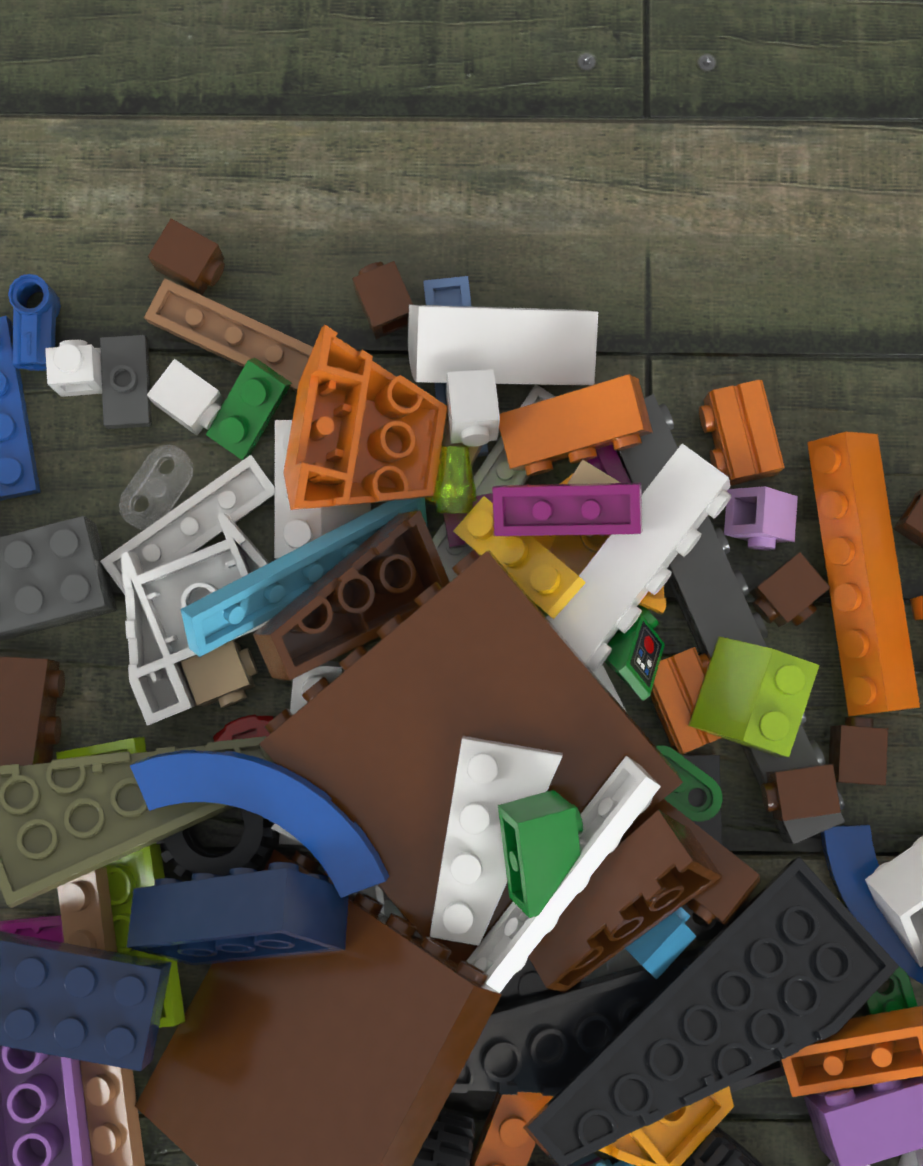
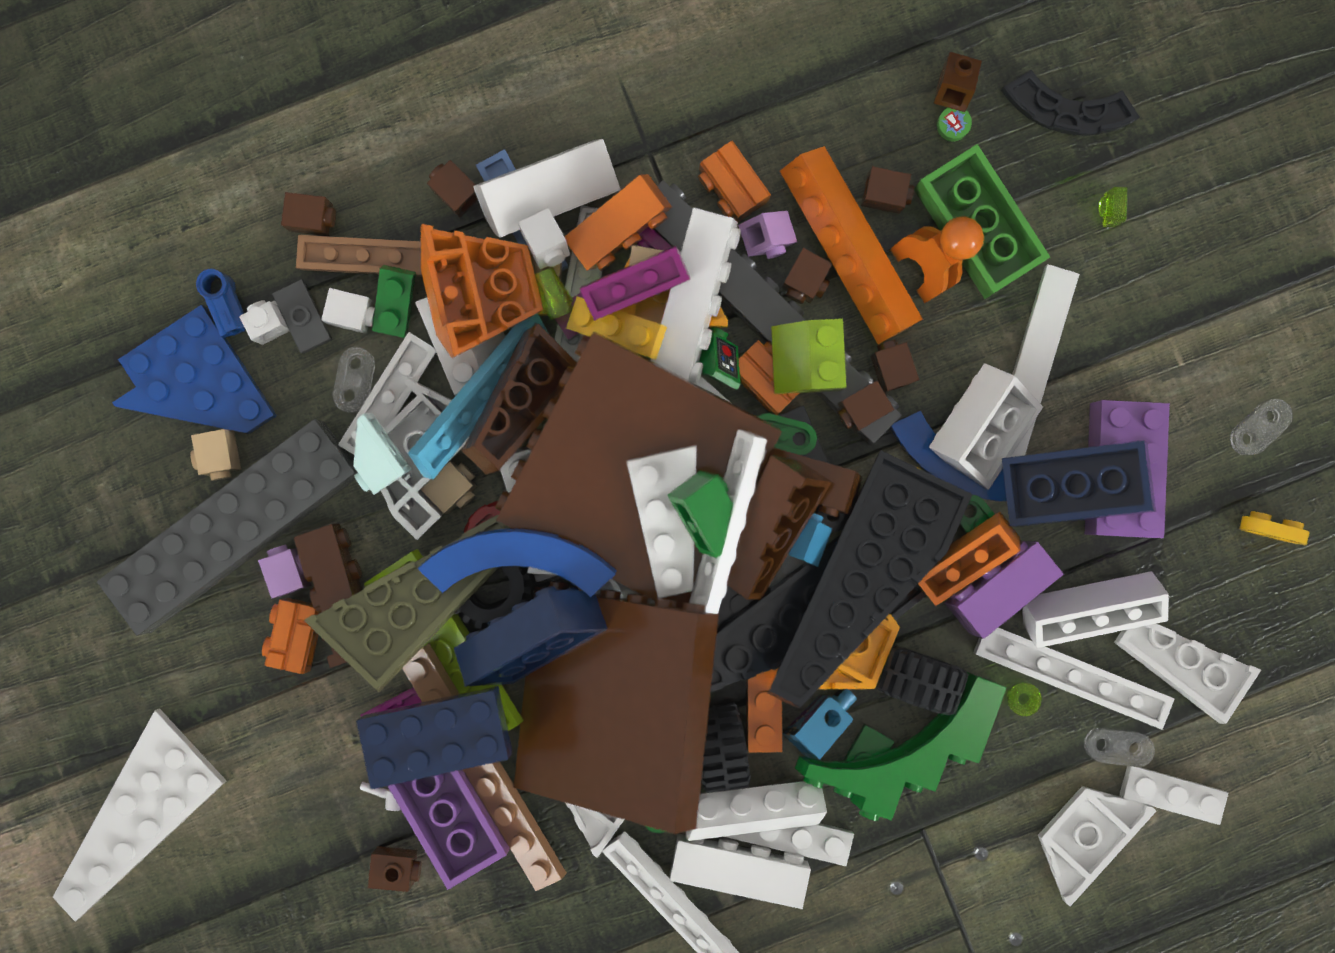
camera: 25 degrees left, 5 degrees up
(140, 595) = (376, 456): none -> light aqua slope

